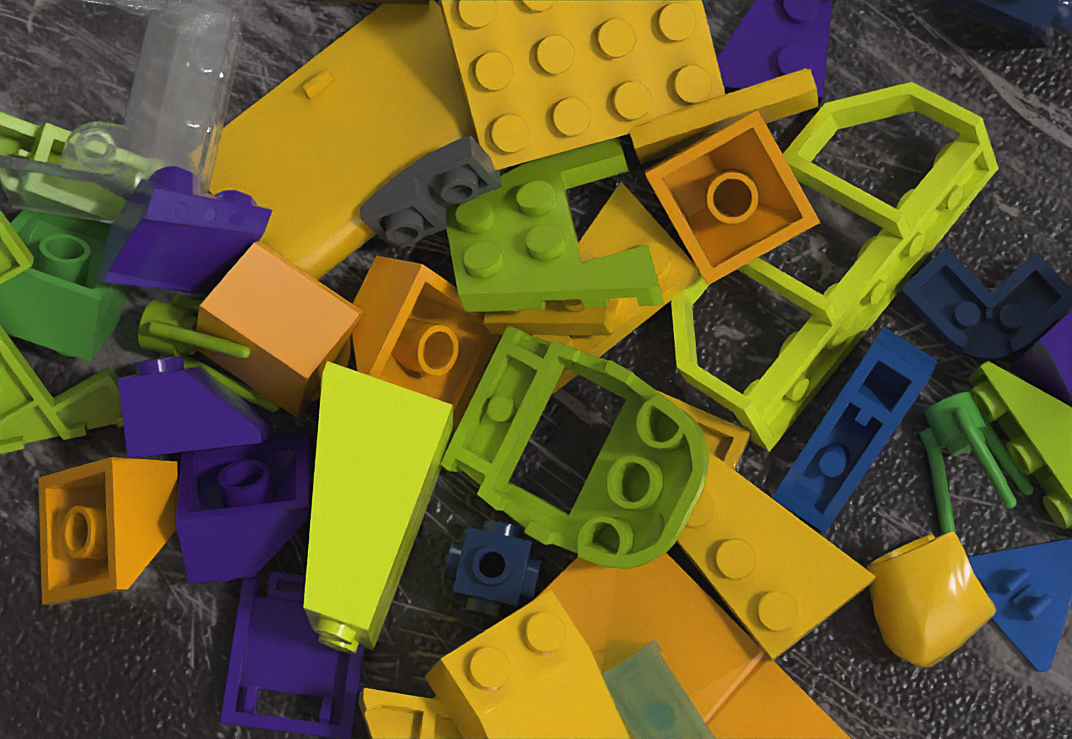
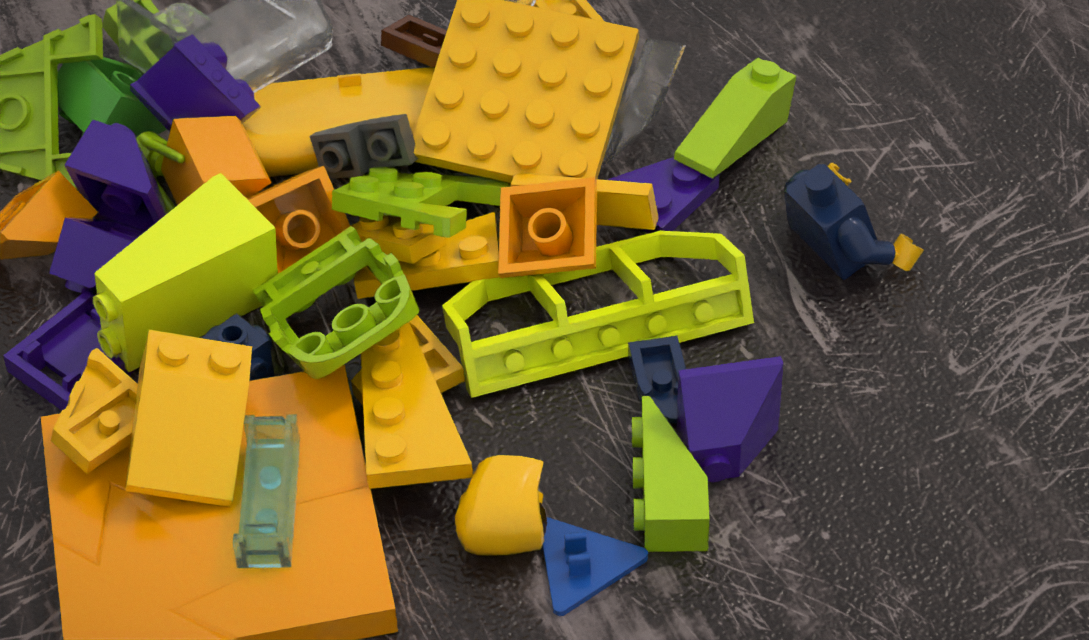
camera: 35 degrees right, 30 degrees down
(855, 429) = (539, 400): blue slope -> none
(963, 428) = (605, 443): bright green plant -> none

